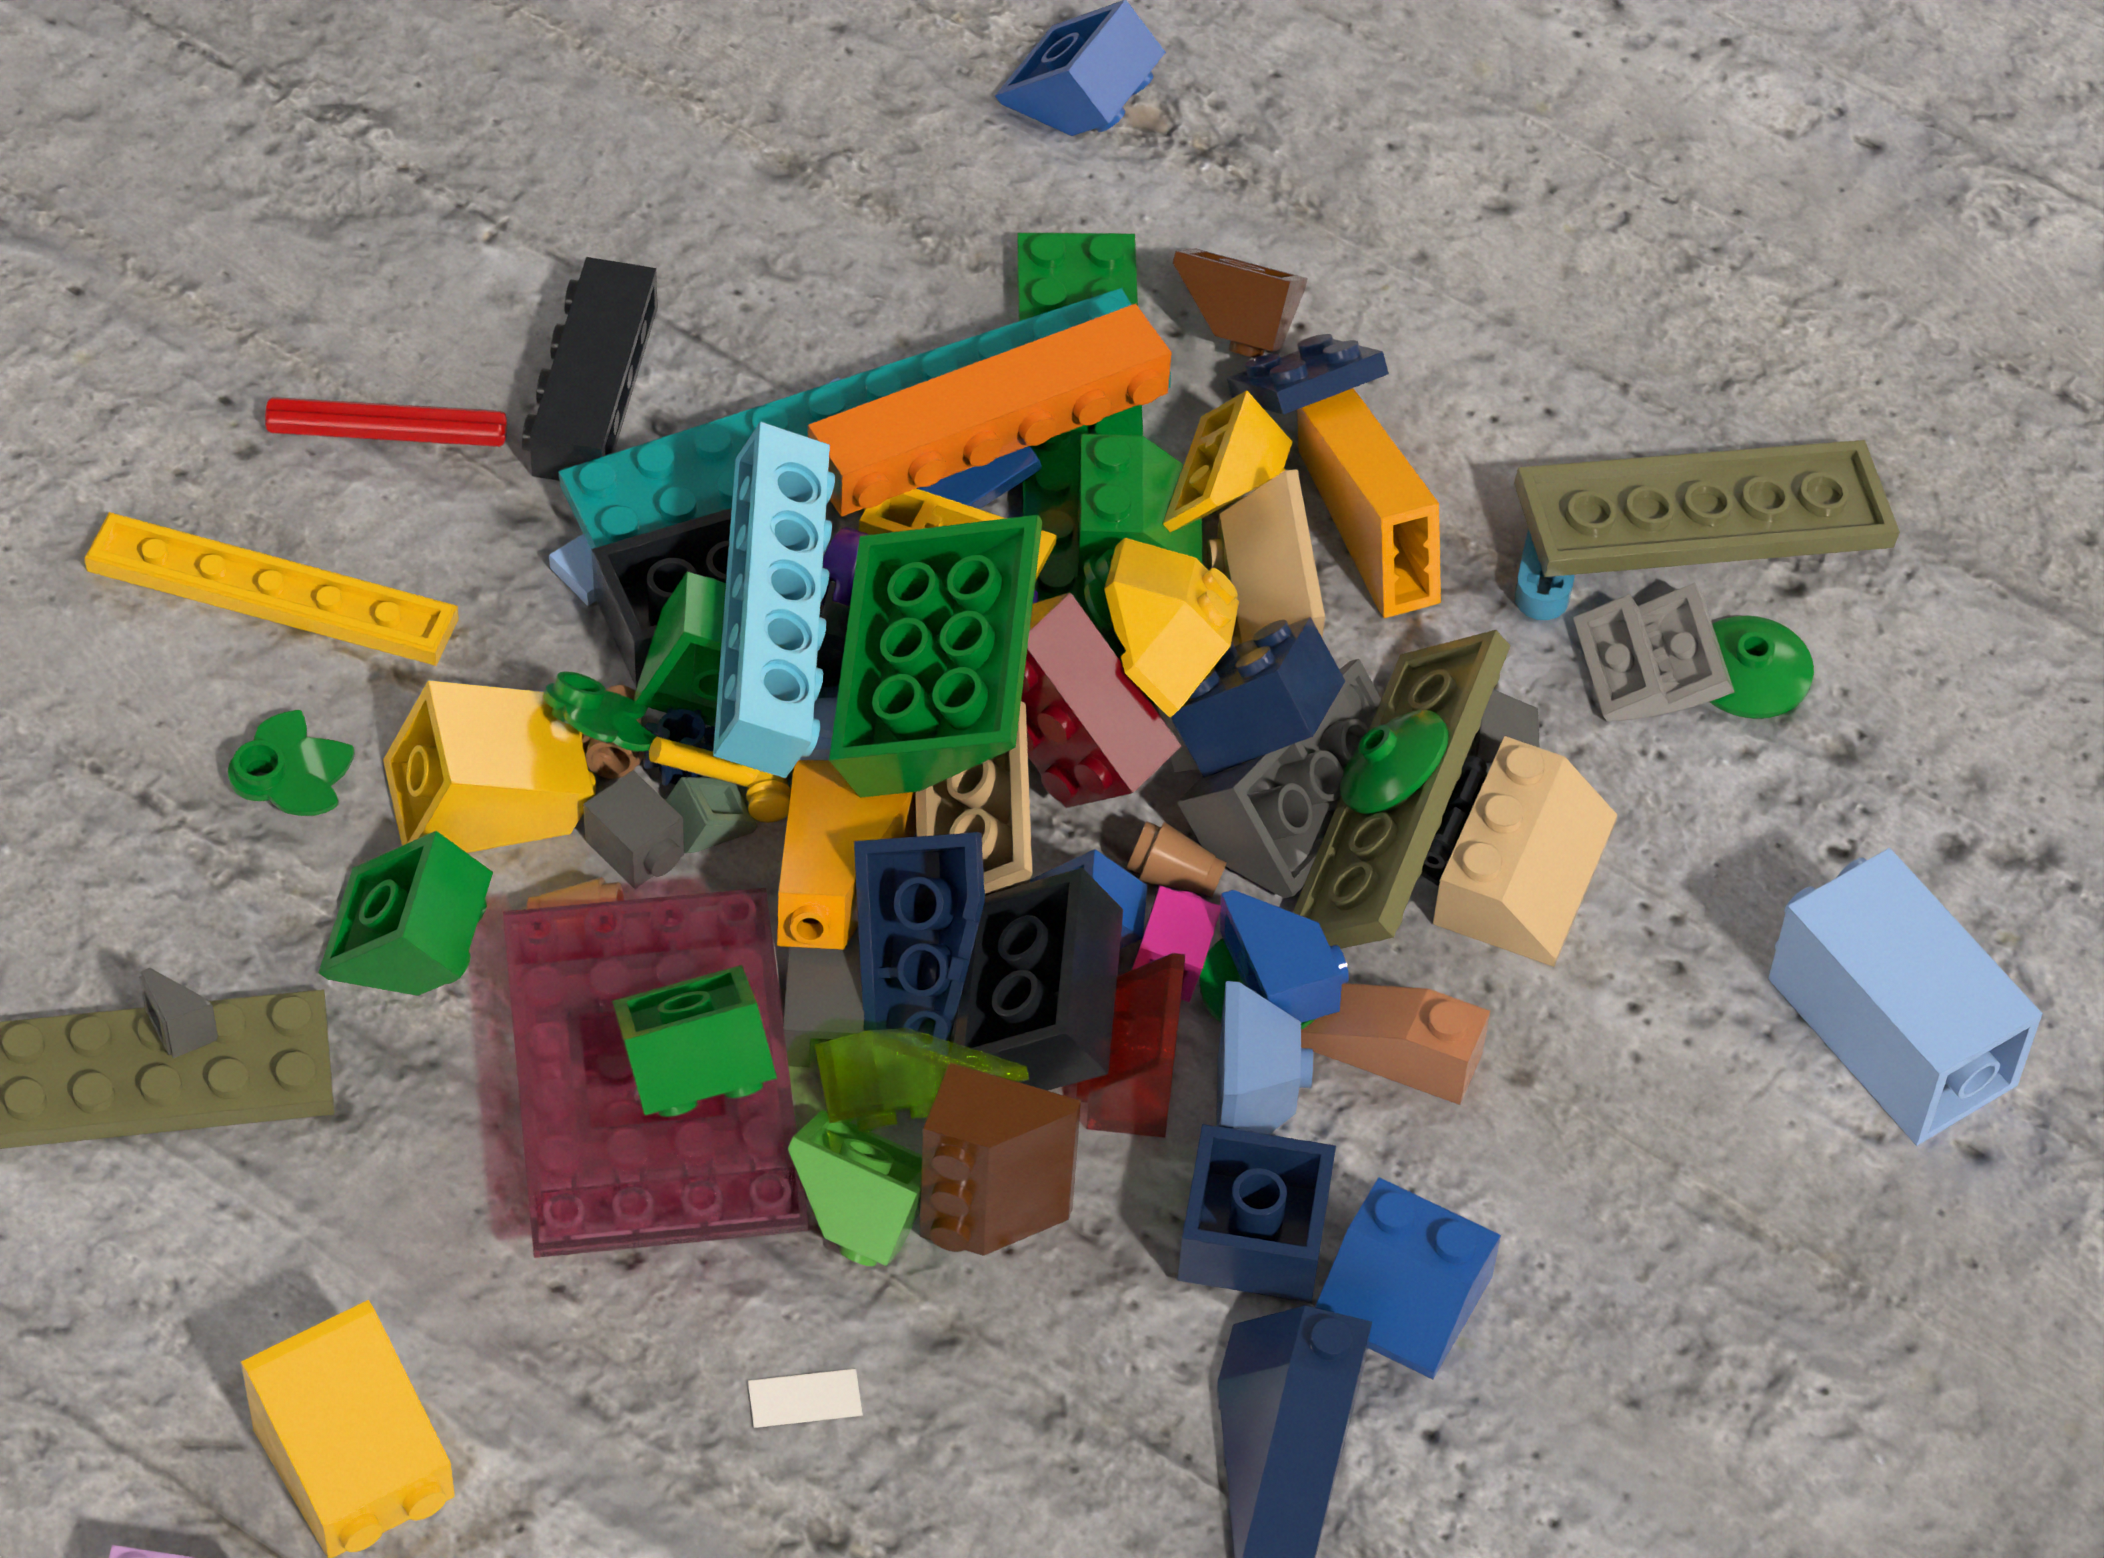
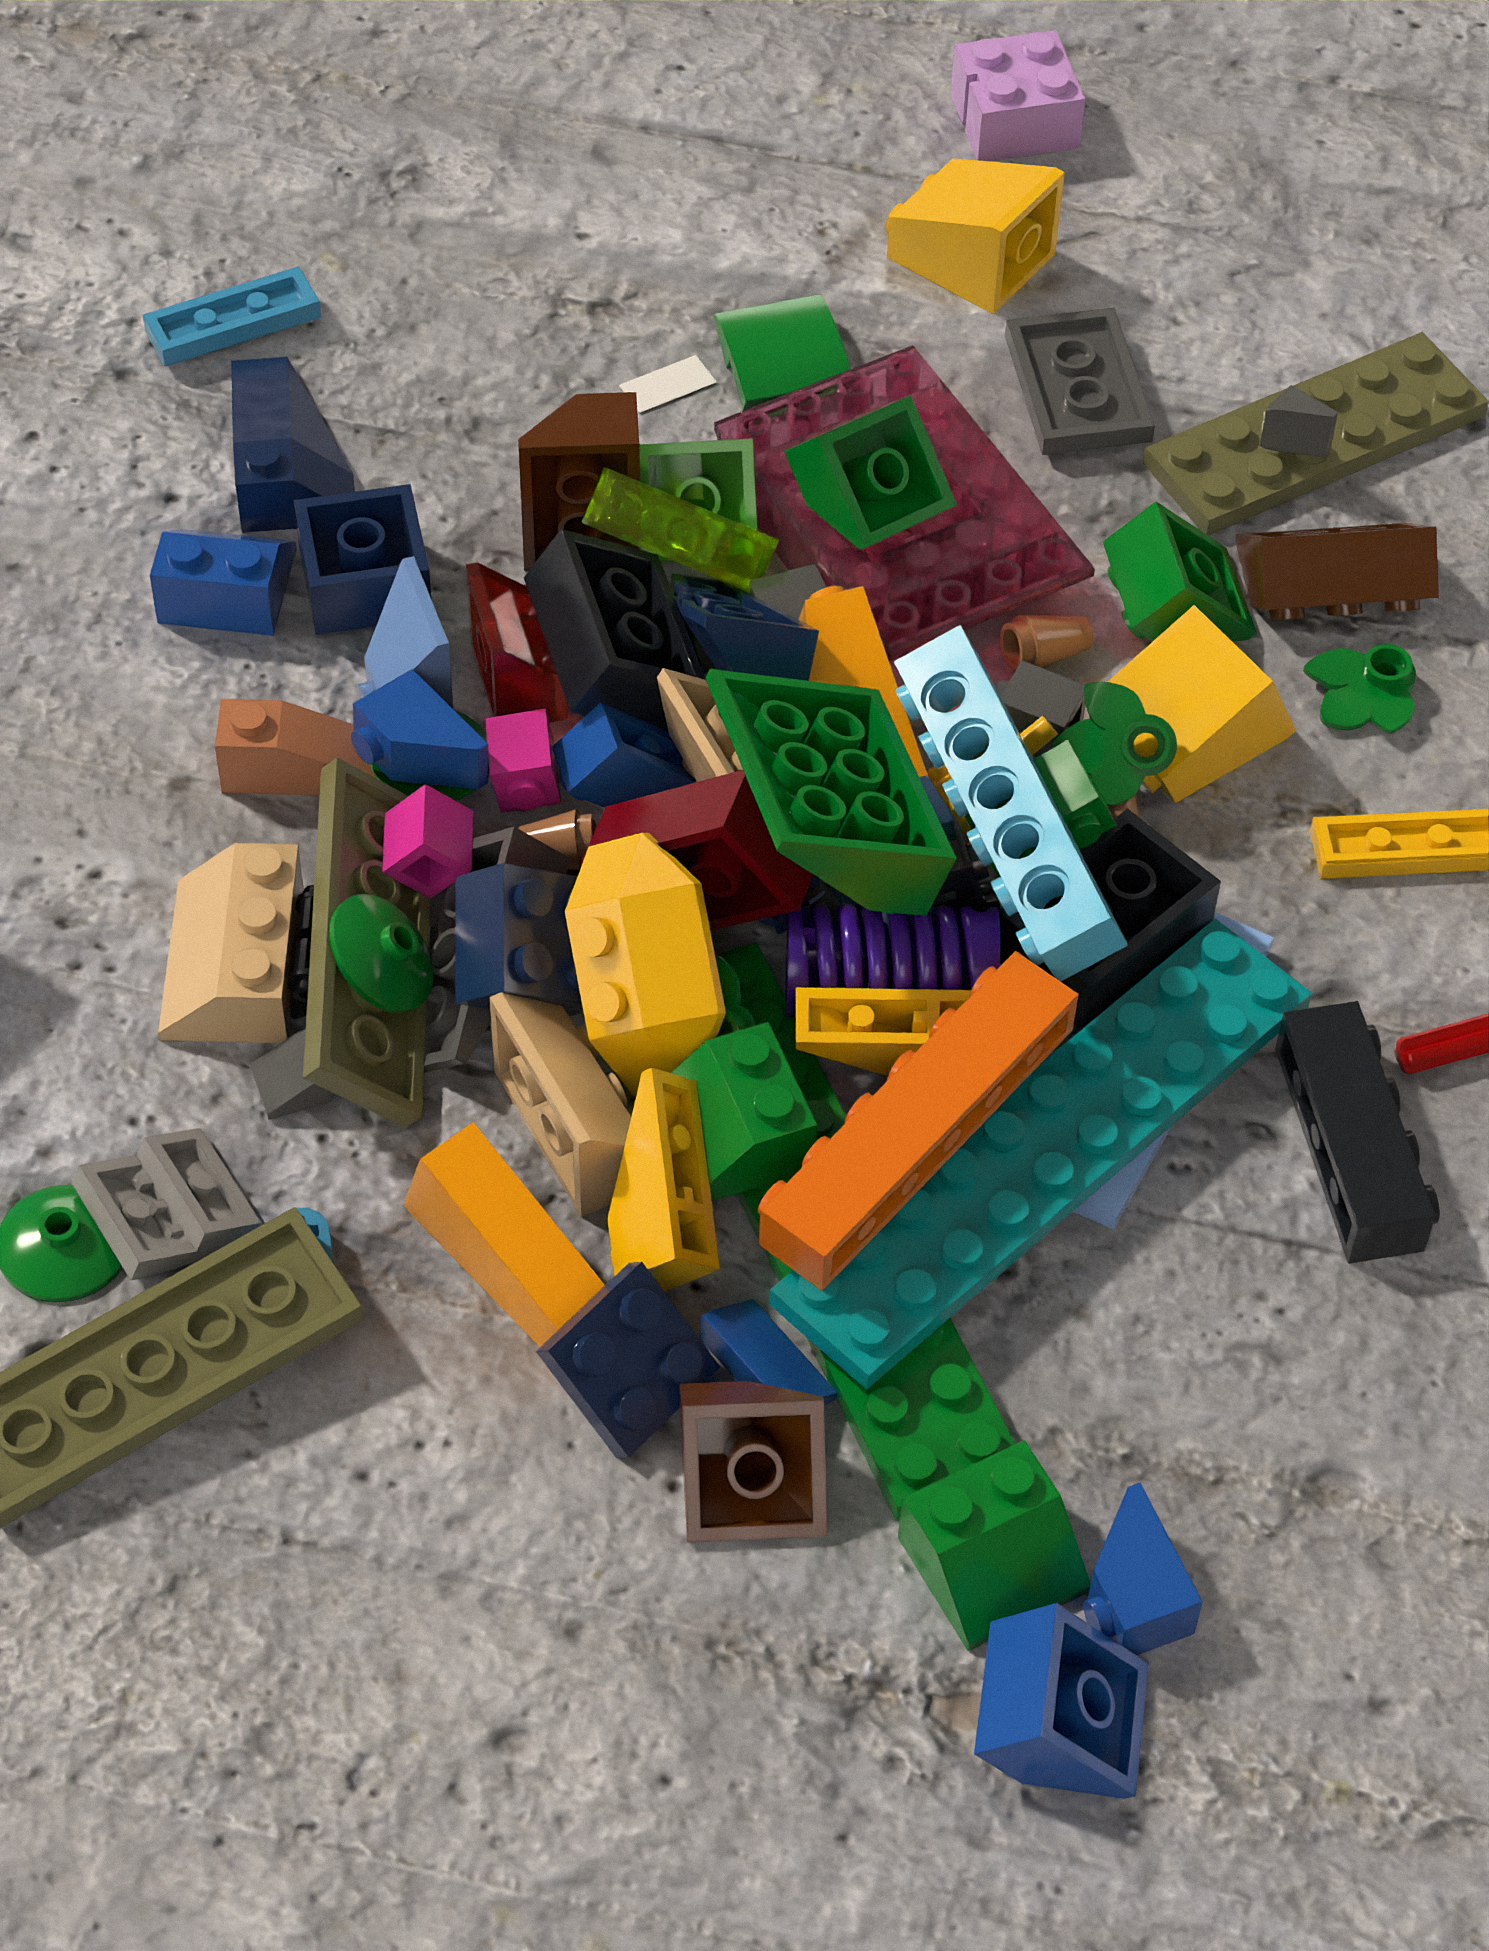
camera: 160 degrees right, 0 degrees up
(227, 891) = (1340, 568): none -> reddish brown slope
(349, 1210) = (1079, 381): none -> dark grey plate
(658, 1371) = (780, 347): none -> green slope
(980, 124) = (1139, 1582): none -> blue slope
(1077, 190) = (993, 1542): none -> green slope
(1195, 369) = (759, 1351): none -> blue slope
(1309, 856) = (427, 841): none -> dark pink brick

